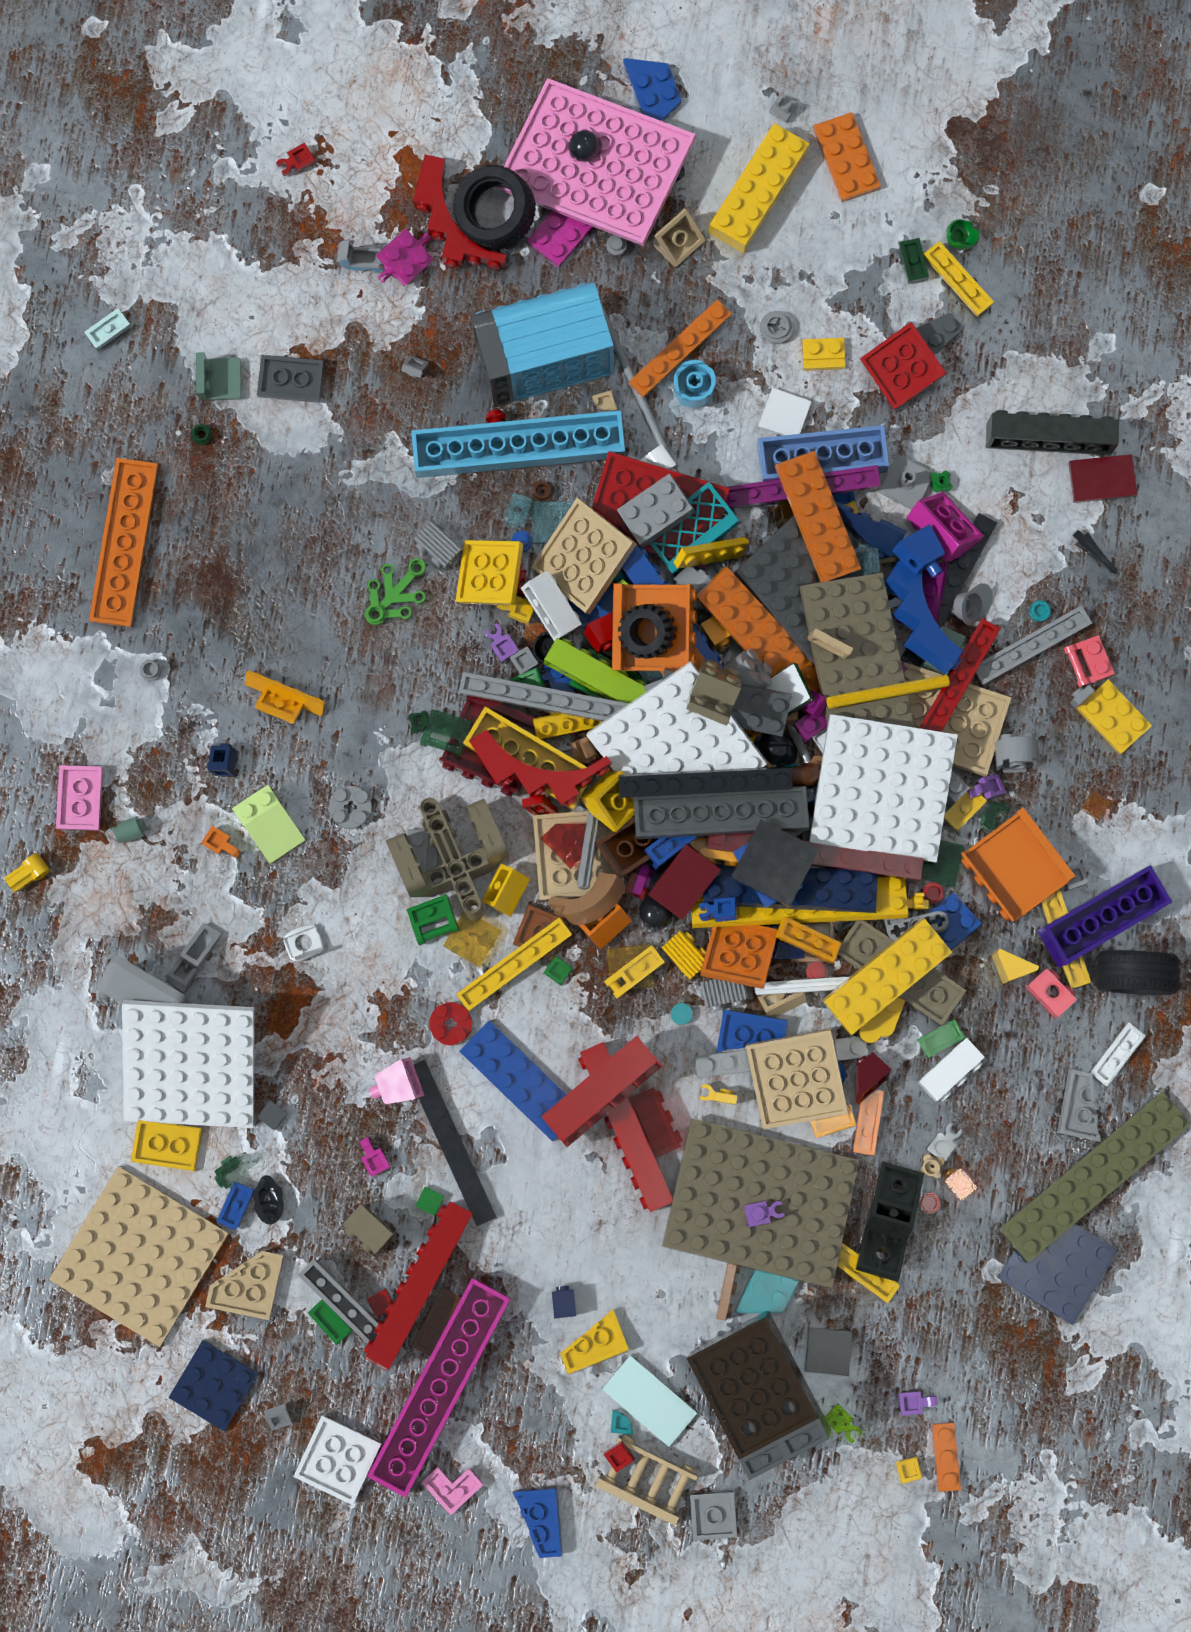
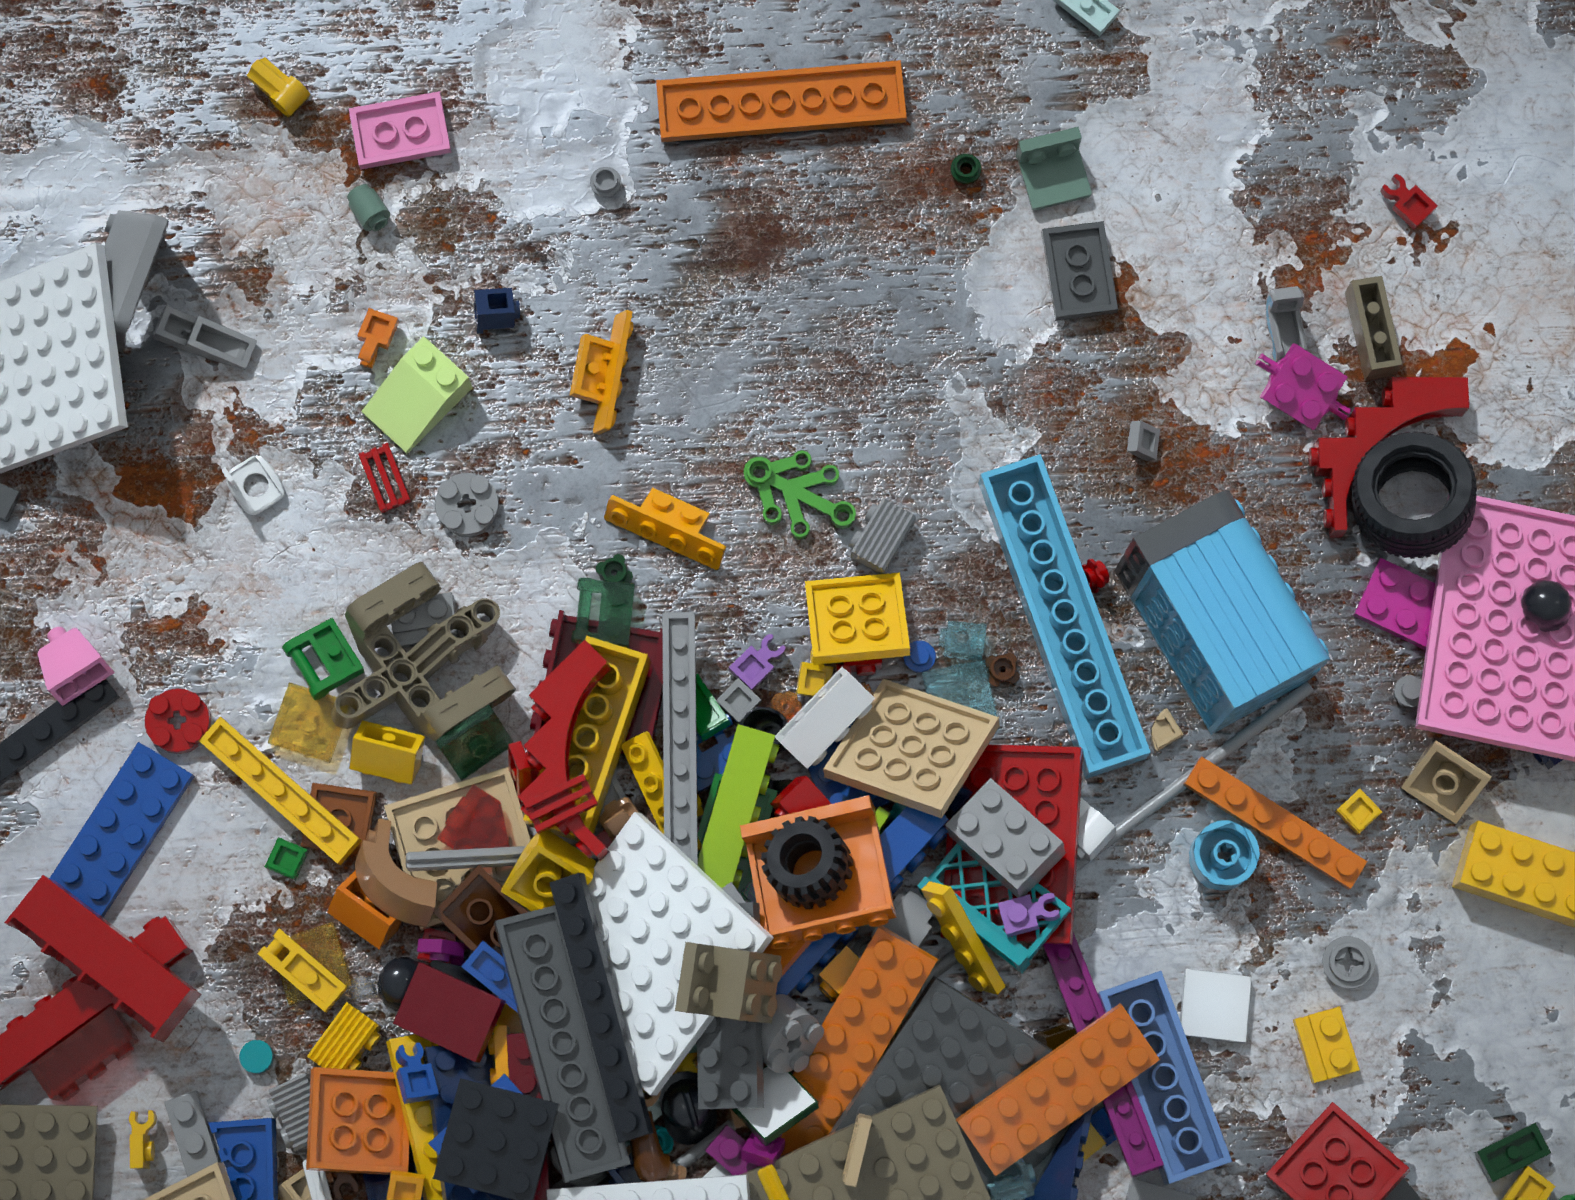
camera: 75 degrees right, 5 degrees down
(317, 857) = (375, 454): none -> red tile
(377, 203) = (1373, 328): none -> dark tan brick
(396, 679) = (669, 524): none -> light orange bracket
(513, 831) = (474, 742): none -> clear green plate
(568, 759) = (554, 792): none -> red tile
(684, 296) = (1358, 811): none -> yellow tile
(706, 512) = (1021, 914): none -> medium lavender plate

